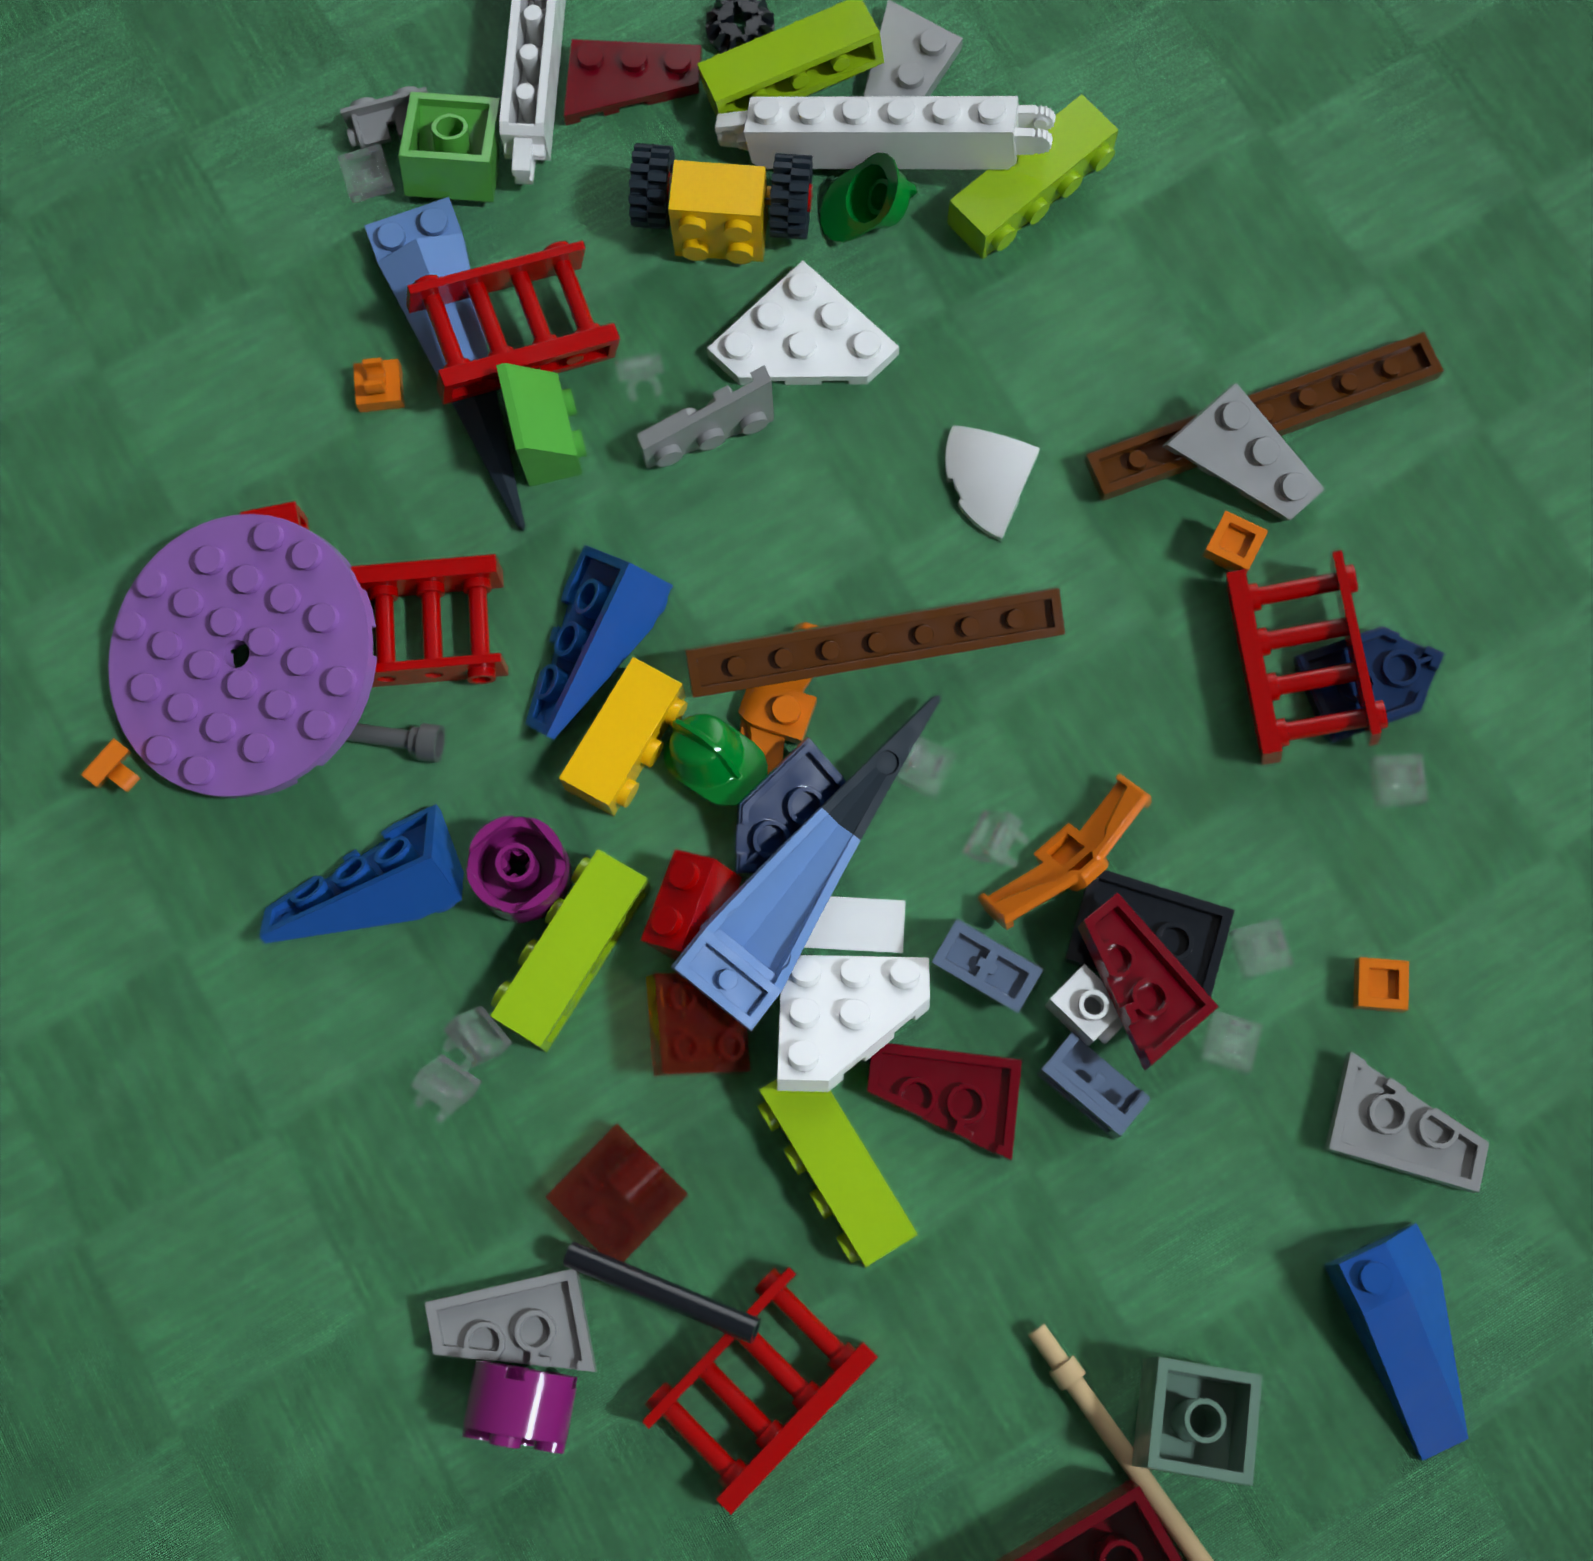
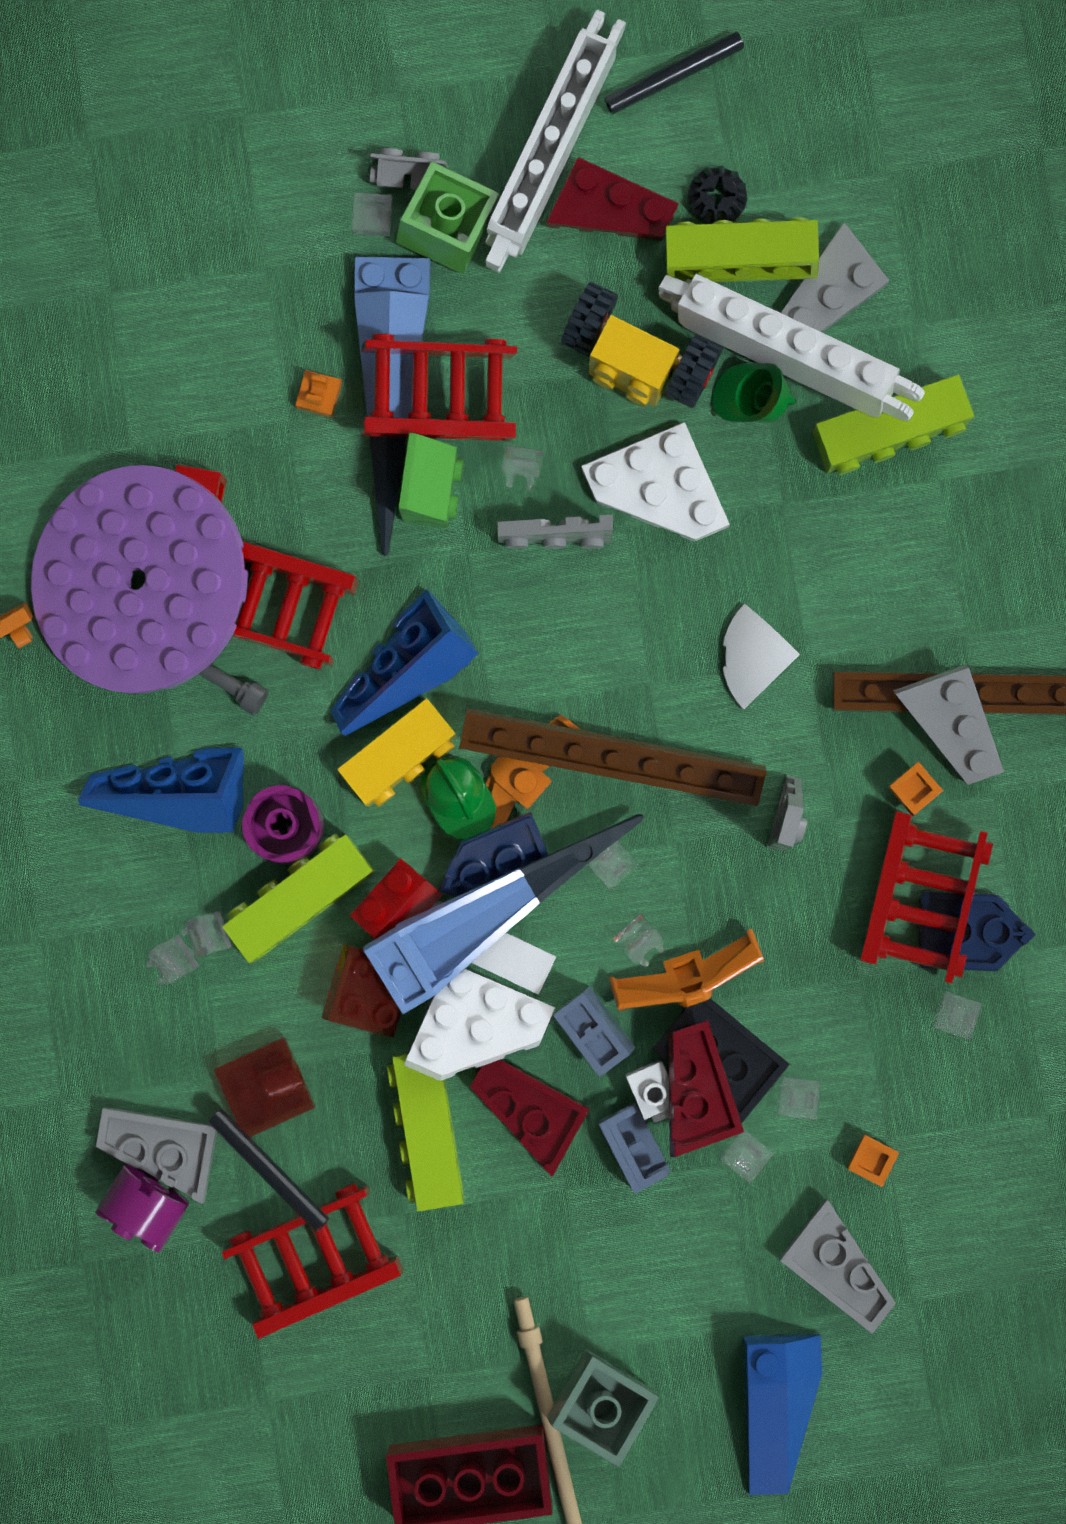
camera: 25 degrees right, 10 degrees up
(1109, 628) = (788, 825): none -> light grey wing

